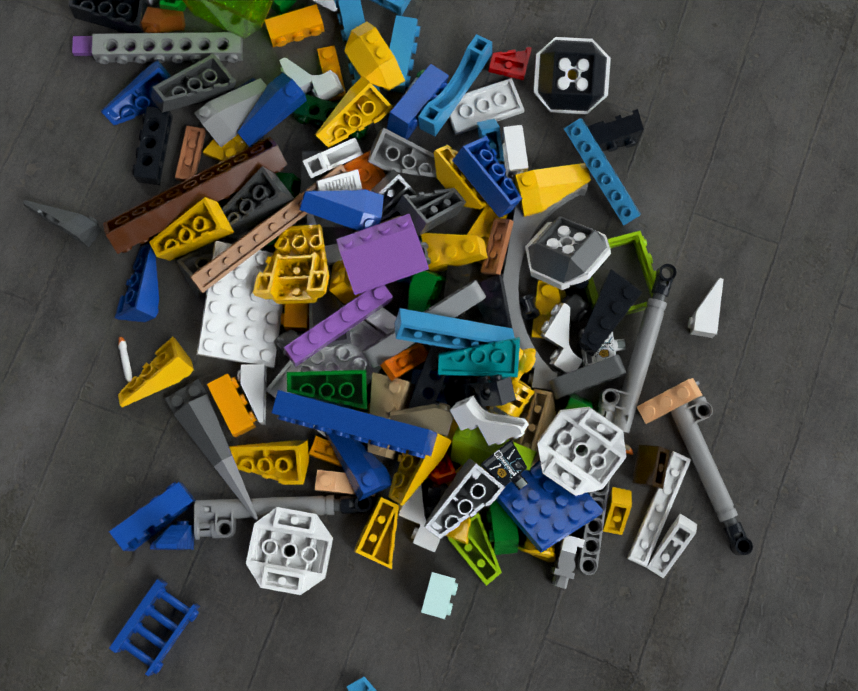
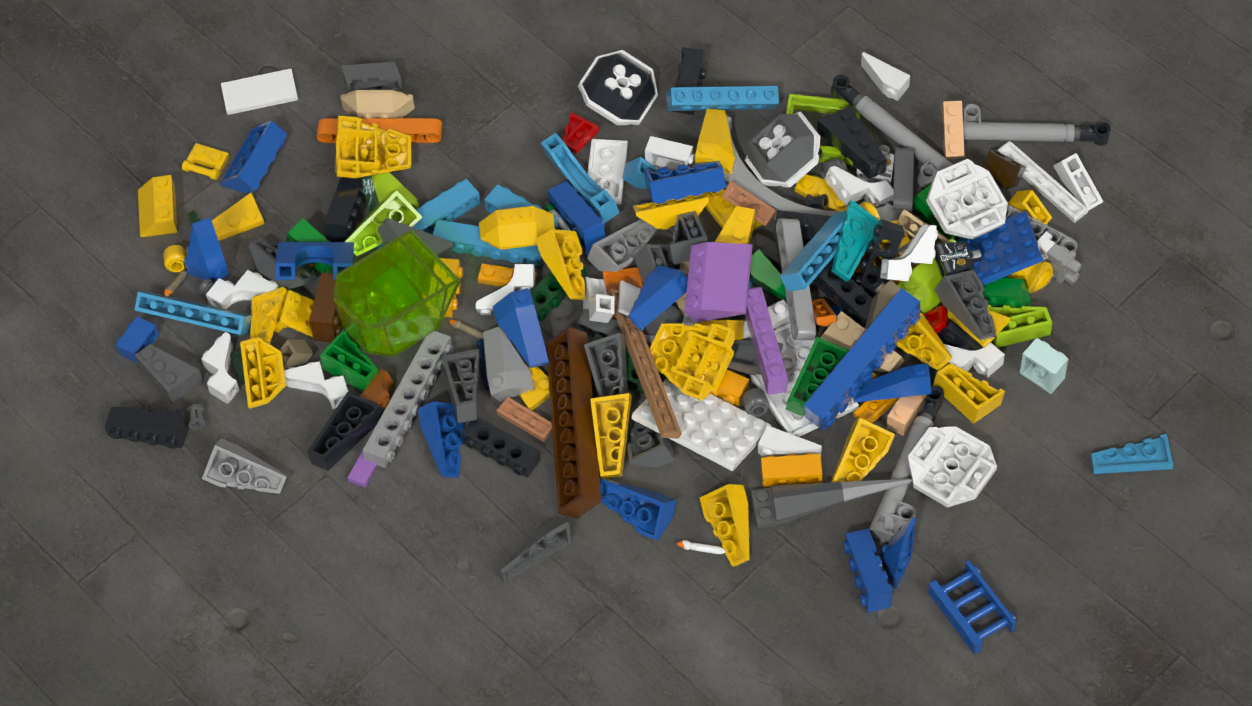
camera: 60 degrees left, 20 degrees down
(263, 63) = (467, 329): none -> dark tan piece

